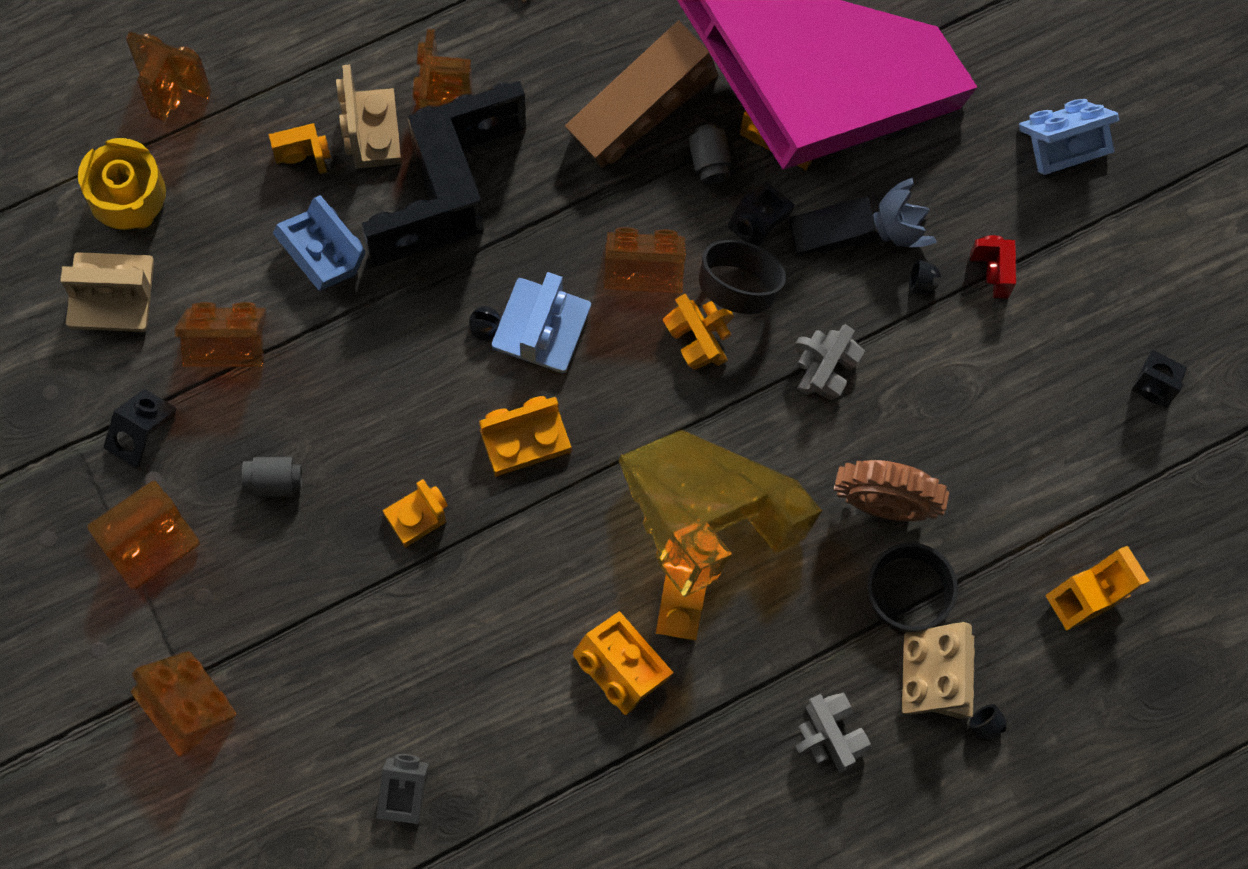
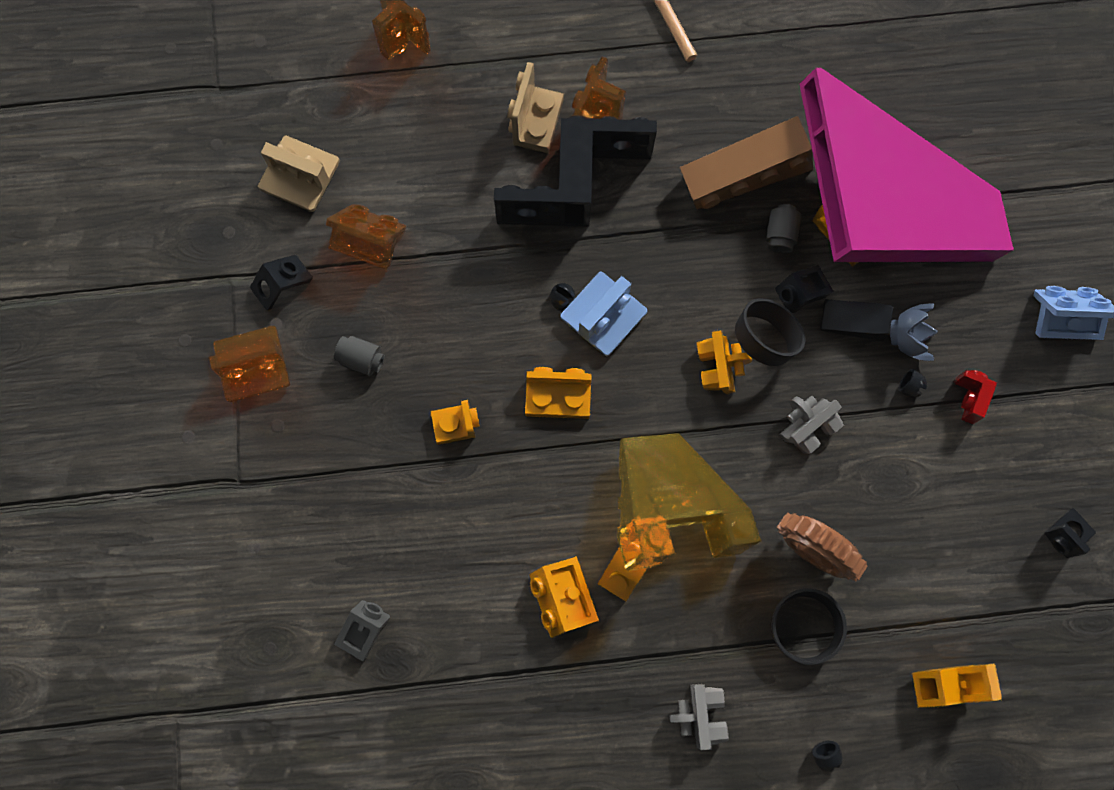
camera: 25 degrees right, 5 degrees up
(122, 184) = (336, 96): yellow brick -> none
(181, 700) = (229, 498): clear orange bracket -> none
(298, 143) = (476, 111): light orange bracket -> none
(321, 244) = (463, 193): medium blue bracket -> none
(644, 261) = (700, 292): clear orange bracket -> none
(939, 671) = (804, 700): tan bracket -> none

